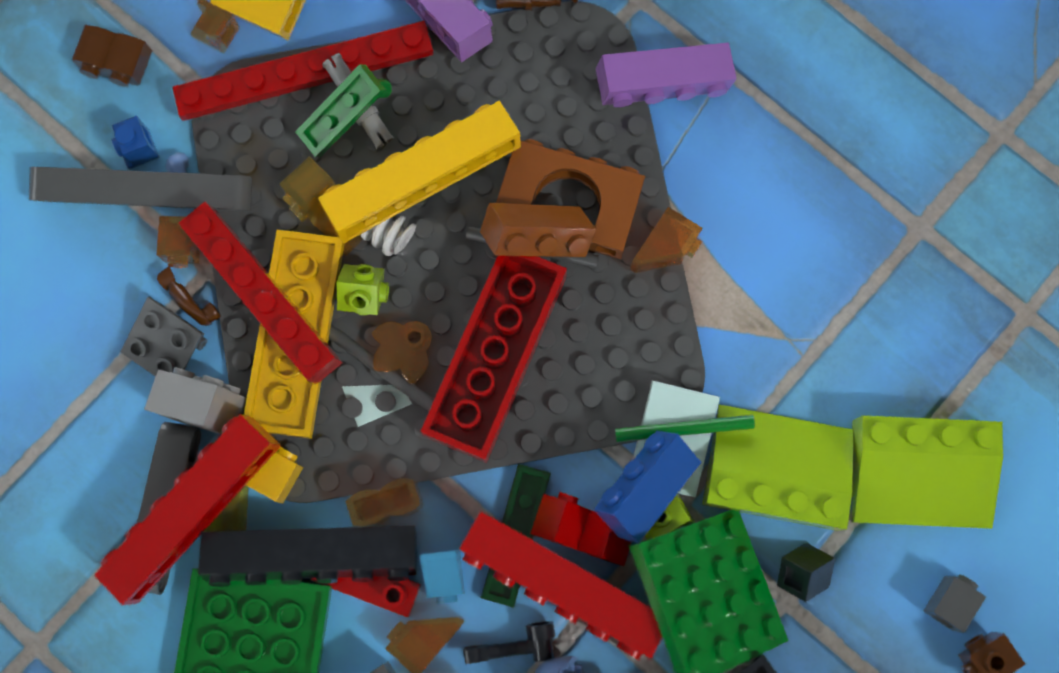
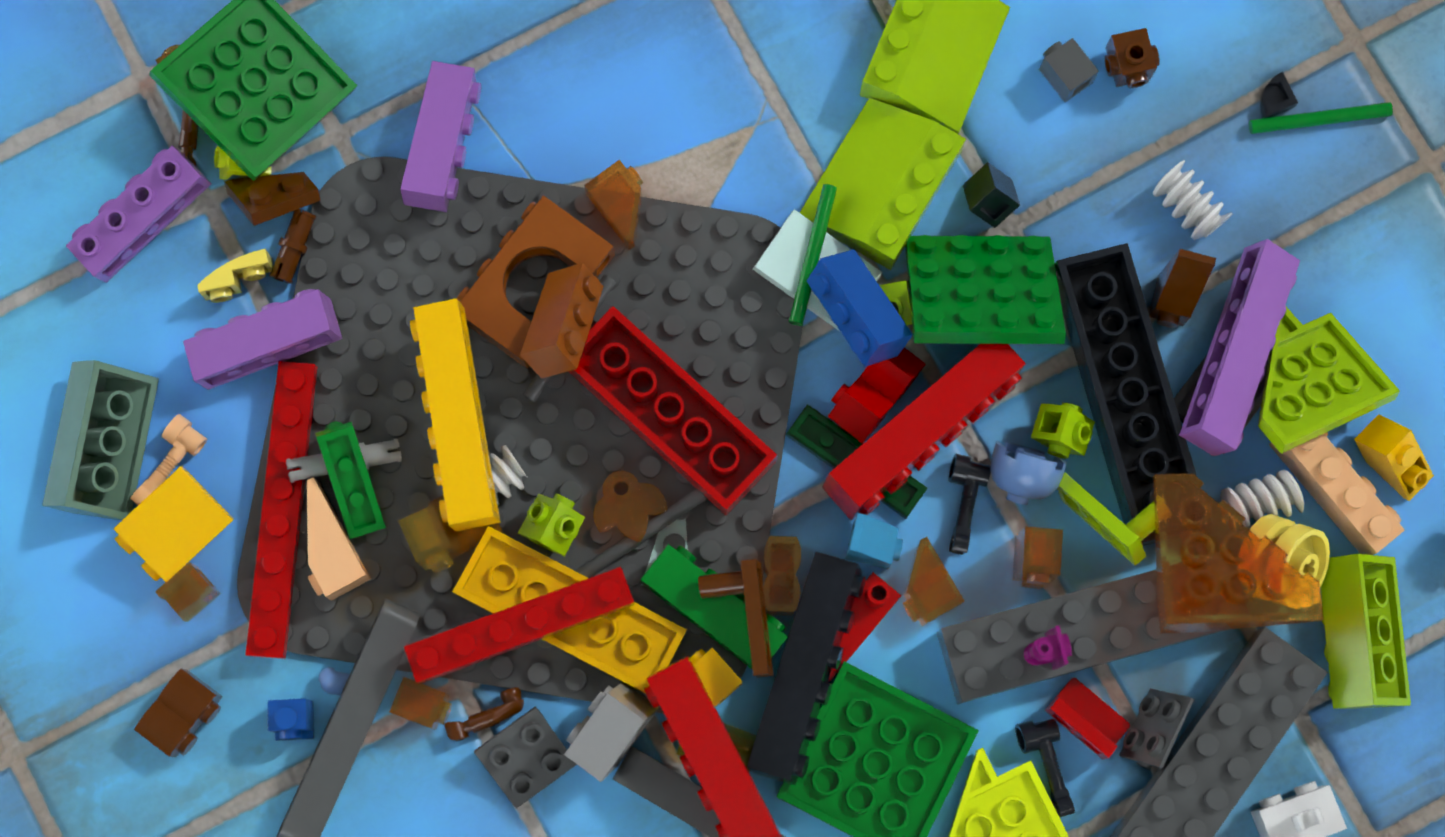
camera: 75 degrees left, 0 degrees up
(274, 121) = (330, 551): none -> light nougat slope
(335, 455) = (722, 618): none -> green brick
(359, 477) = (750, 583): none -> reddish brown piece

